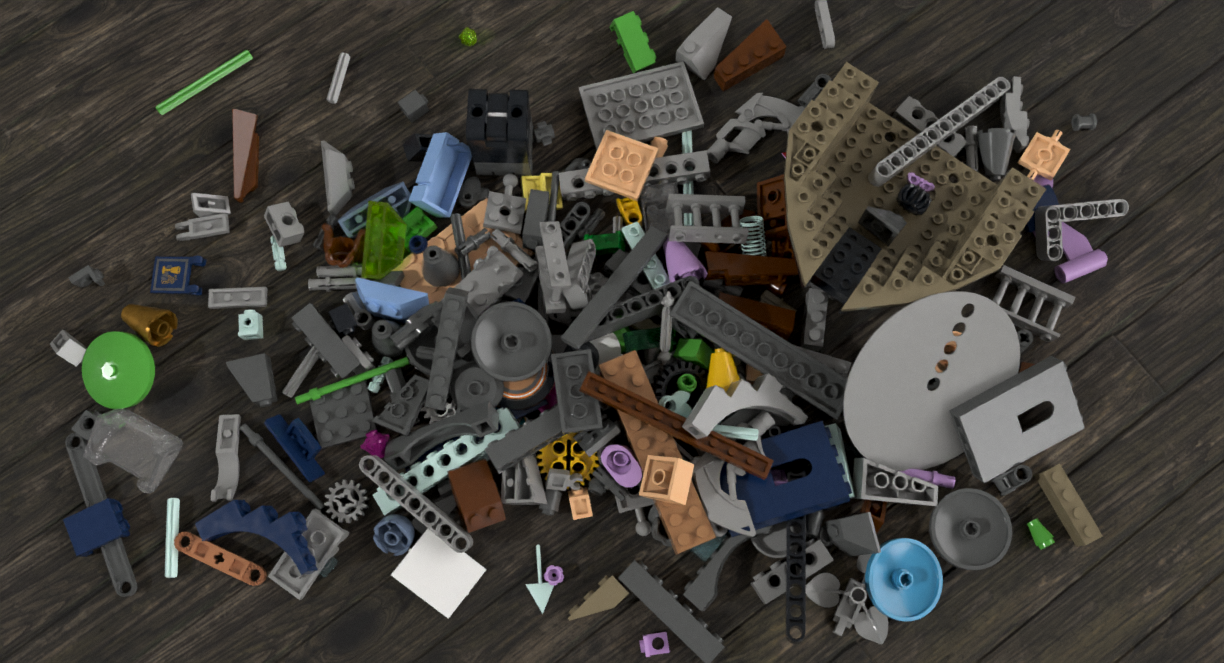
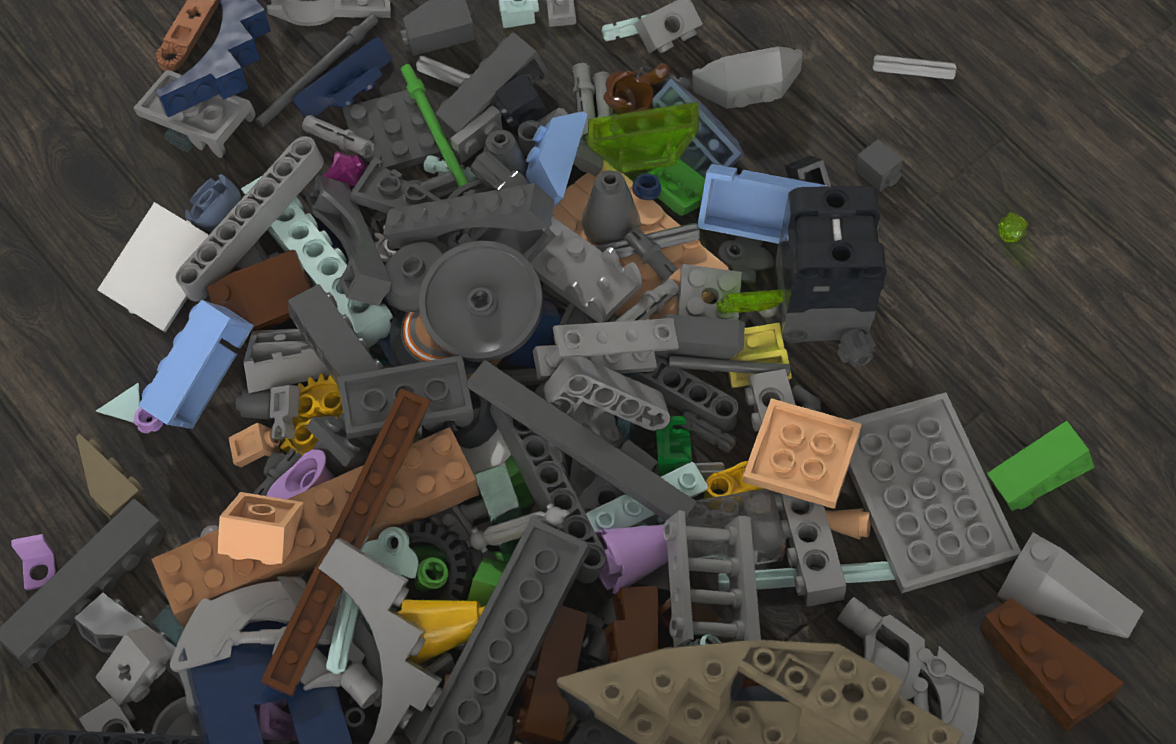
camera: 90 degrees right, 15 degrees down
(344, 509) = (263, 144): light grey gear -> none
(359, 432) = (346, 139): none -> light grey pin
(514, 186) = (750, 301): none -> clear neon green tile
(529, 536) = (195, 365): none -> light blue piece
(737, 568) = (134, 666): none -> light grey brick

